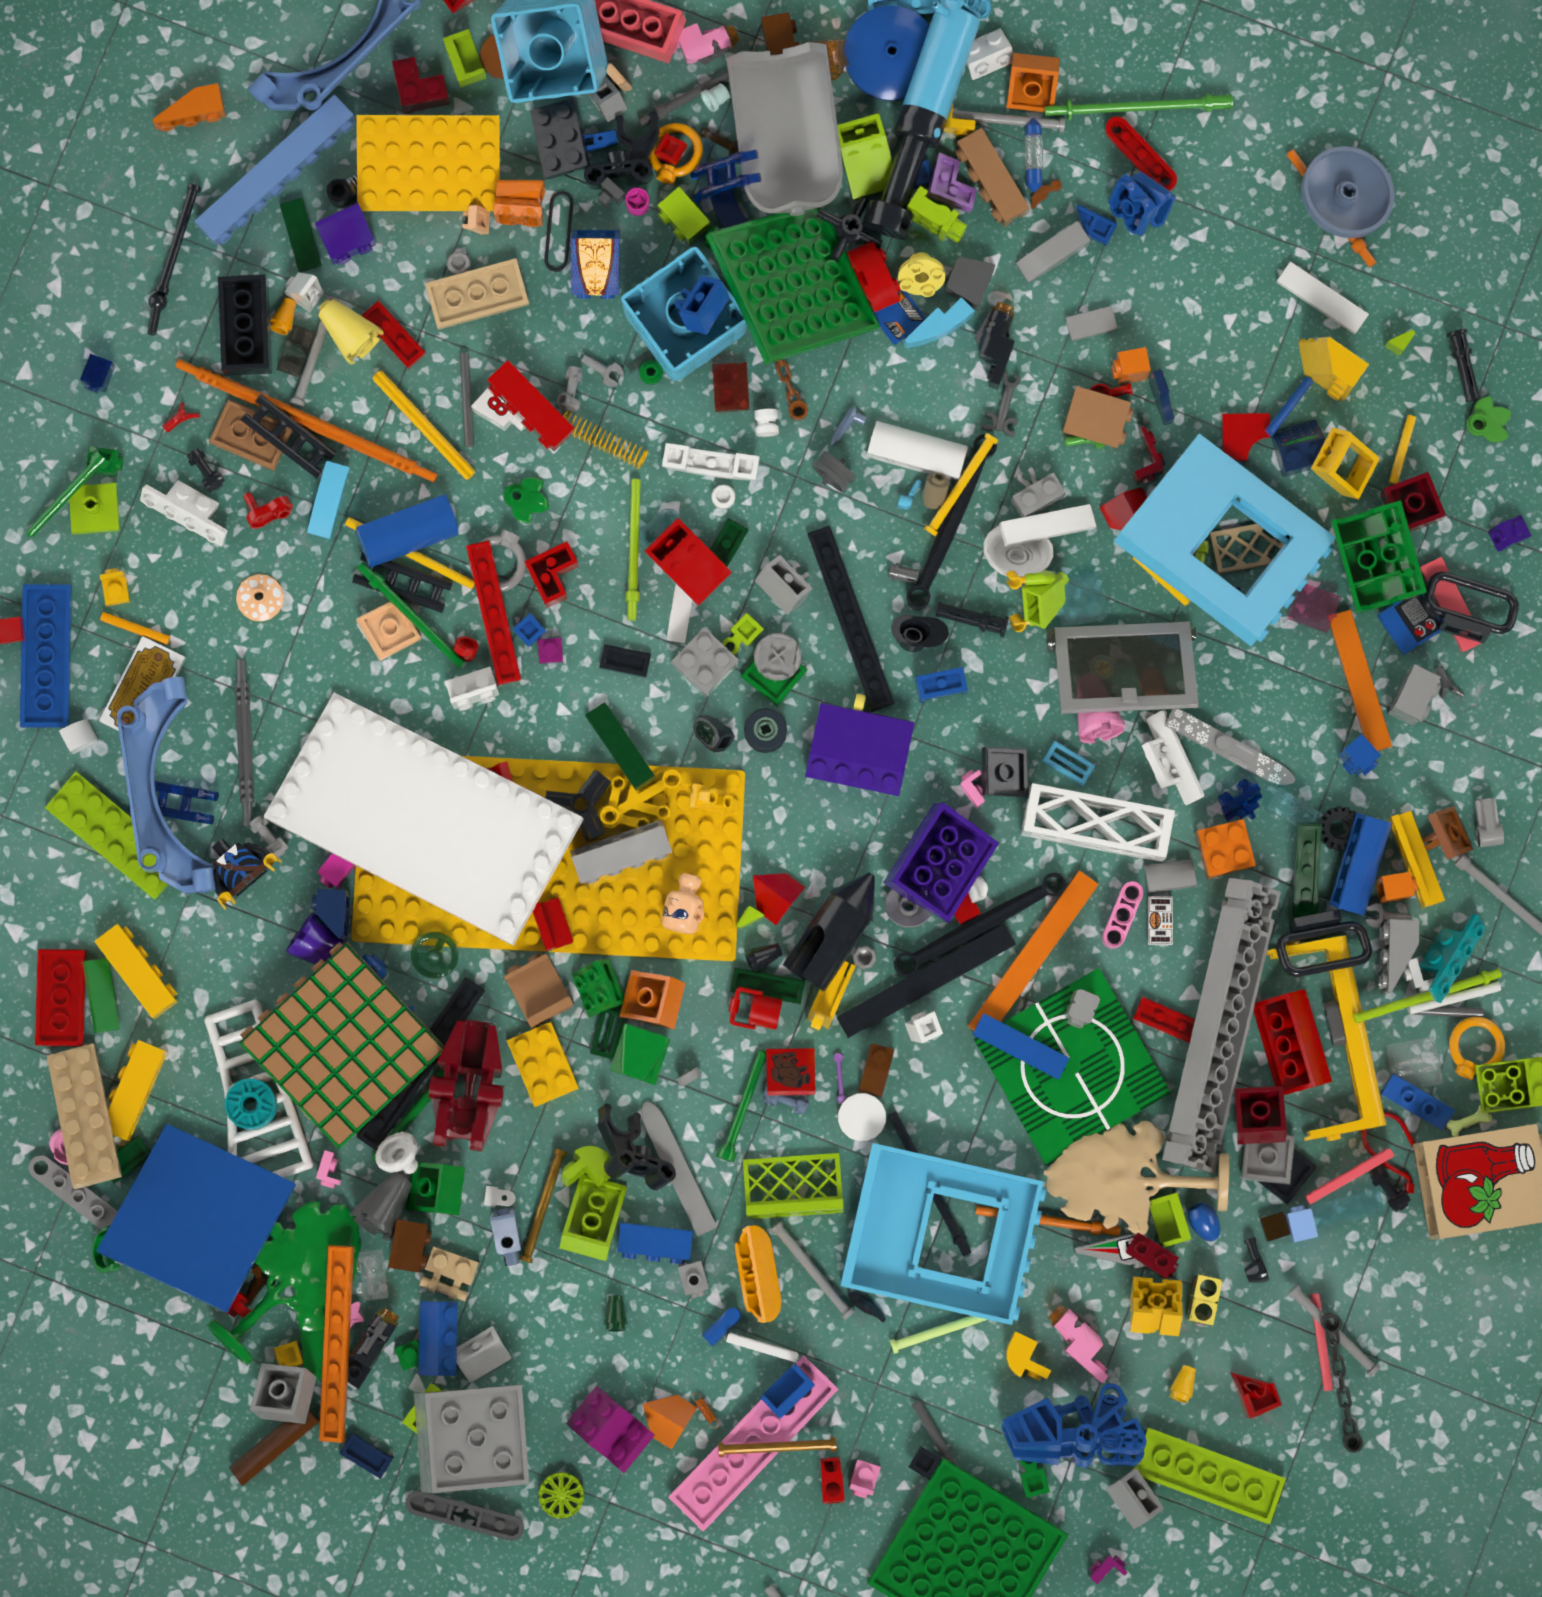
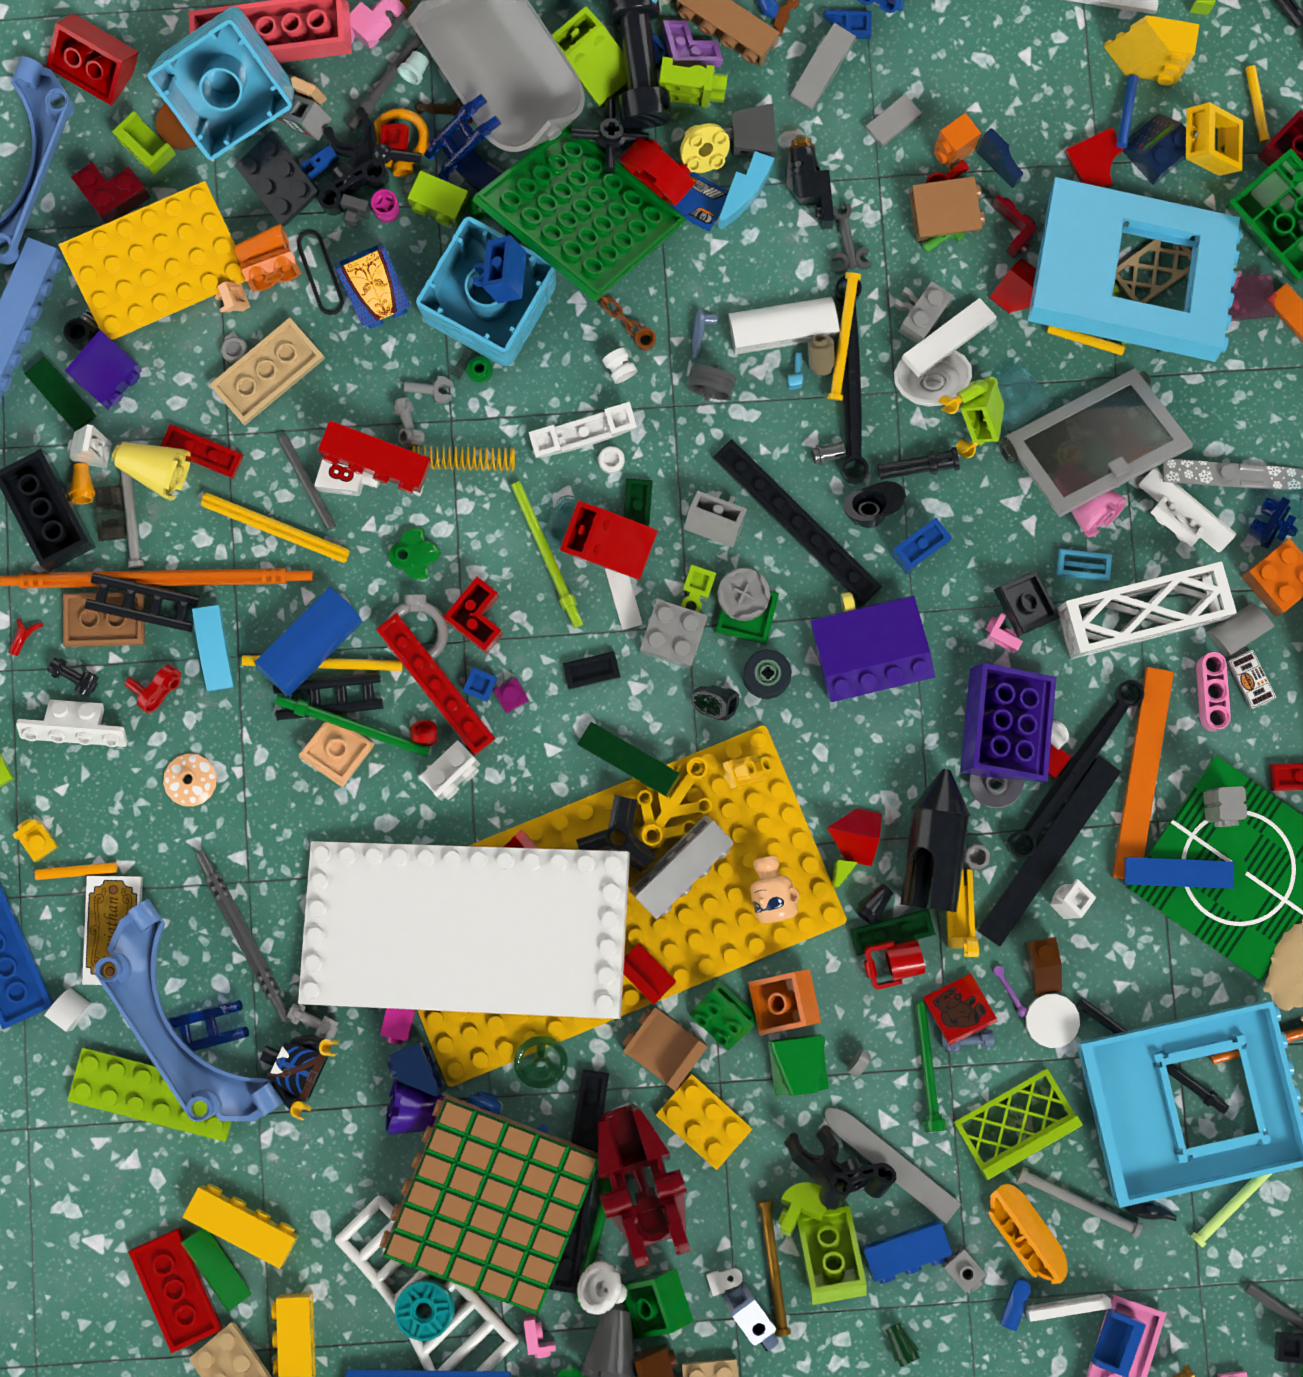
camera: 25 degrees left, 0 degrees up
(602, 1053) = (759, 1081): dark green tile -> none
(656, 159) = (384, 153): none -> black bar
(730, 387) = (567, 347): clear red plate -> none

